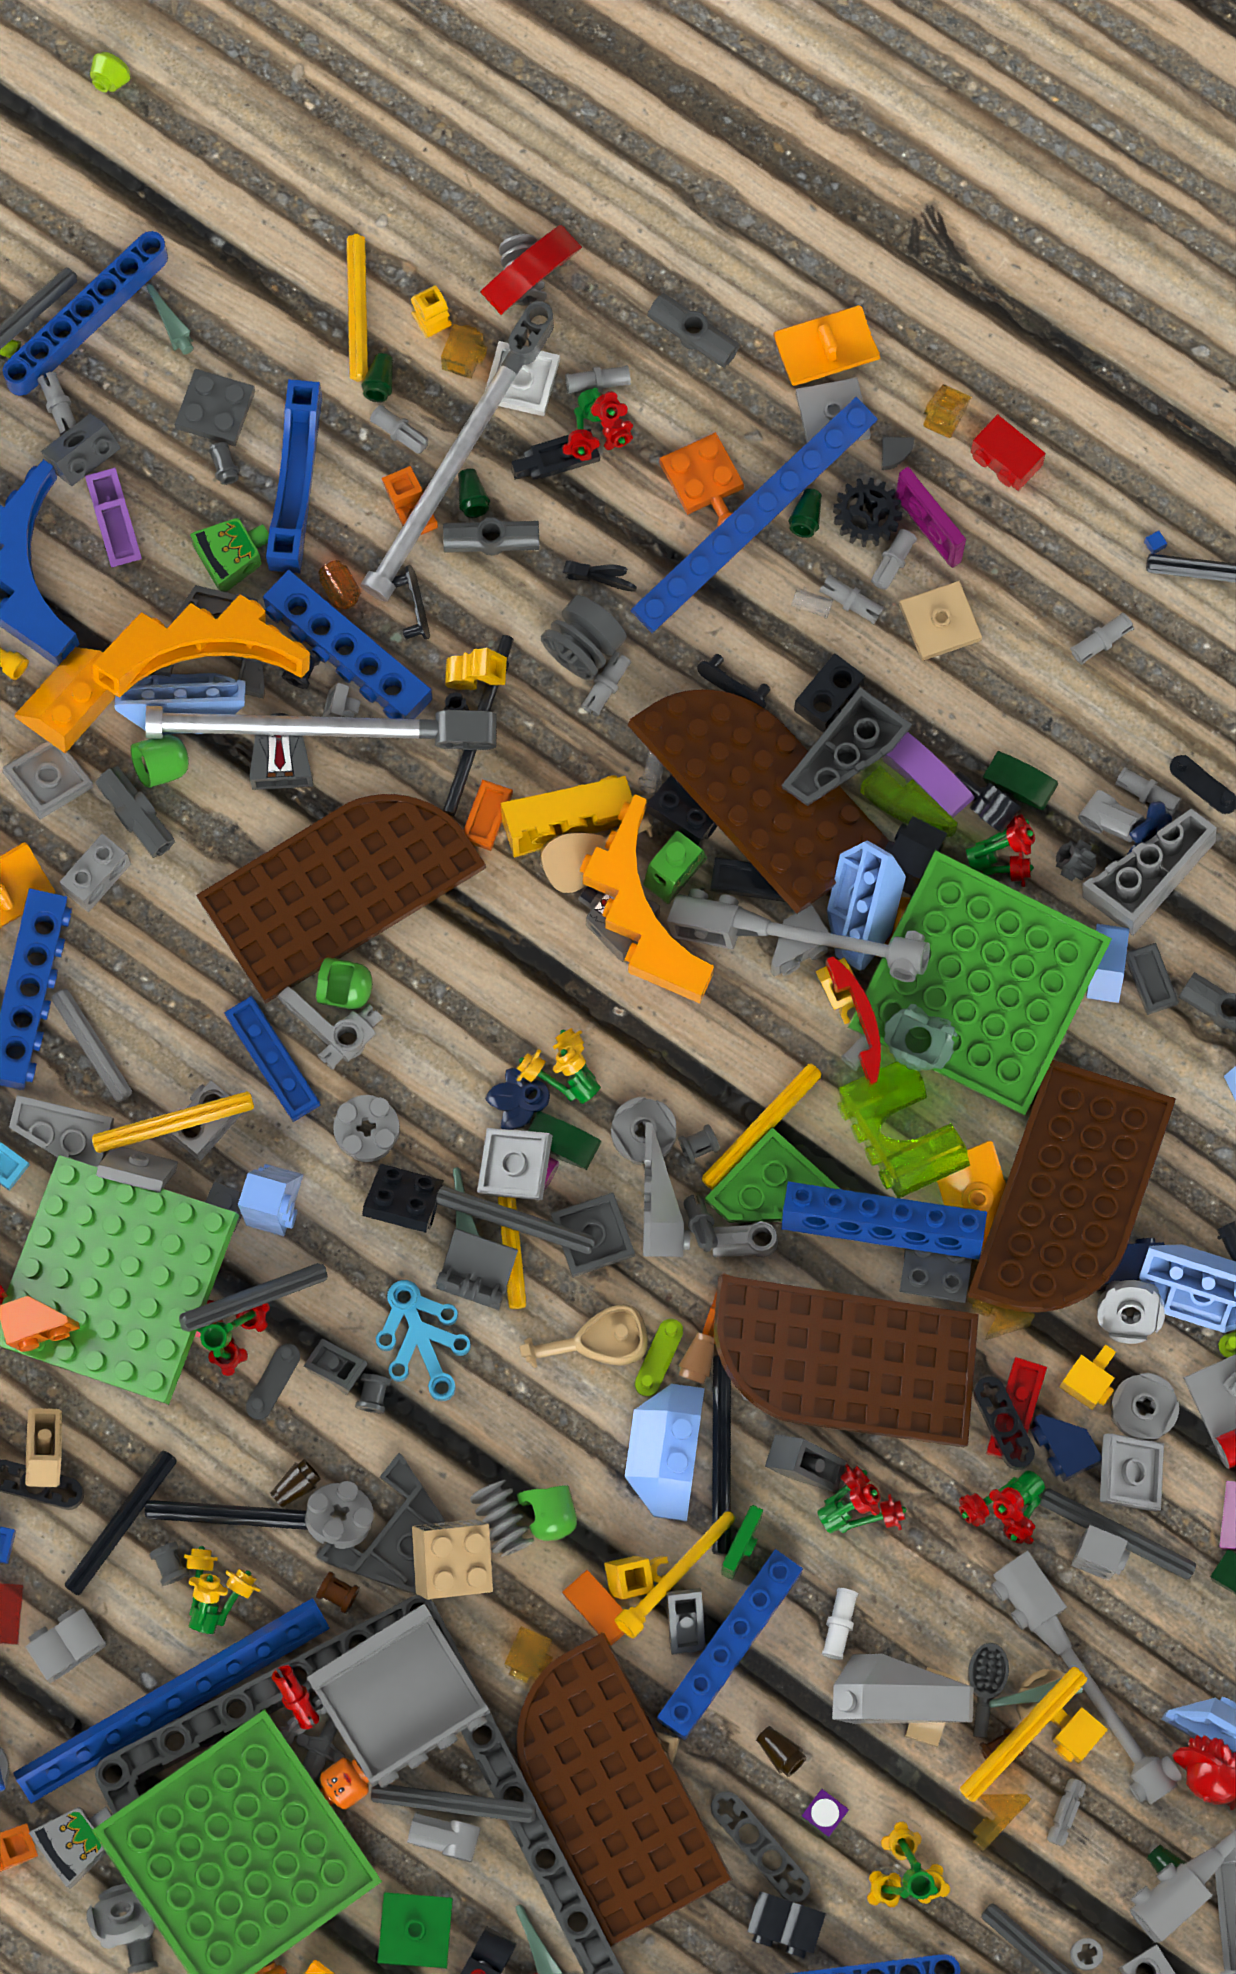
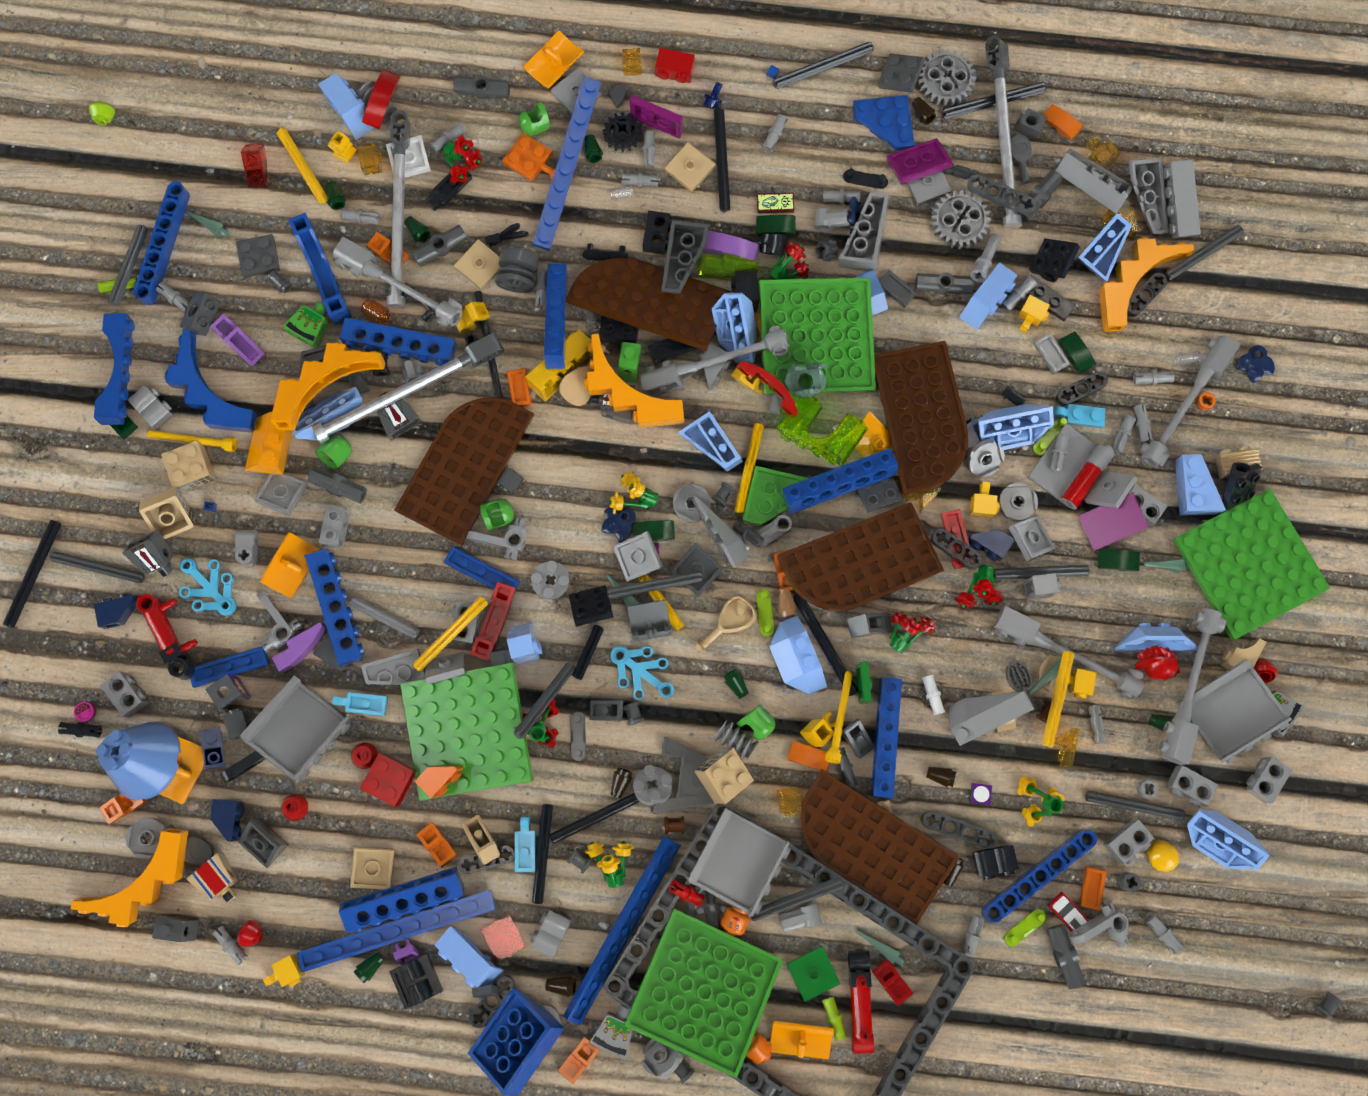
camera: 30 degrees left, 5 degrees up
(37, 1730) = (563, 986): none -> dark brown cone
(100, 1498) = (525, 847): none -> medium azure plate
(248, 1141) = (494, 621): none -> red slope
(288, 269) = (255, 164): none -> clear red slope
(359, 1265) = (588, 651): none -> black axle
(363, 502) = (364, 262): none -> light grey bar
(393, 946) = (510, 480): none -> dark grey tile
(473, 248) = (345, 104): none -> light blue wedge
(533, 597) = (478, 264): none -> tan plate
(552, 1436) = (736, 683): none -> dark green cone
(585, 757) = (555, 316): none -> blue arch
(642, 1656) = (846, 769): none -> dark grey pin
(713, 1903) = (954, 873): none -> dark brown cone
(728, 1053) = (712, 441): none -> light blue wedge
(741, 424) = (535, 121): none -> bright green helmet
(996, 636) = (721, 157): none -> black axle
(1035, 537) = (712, 101): none -> clear blue piece
(1040, 746) = (775, 203): none -> tile

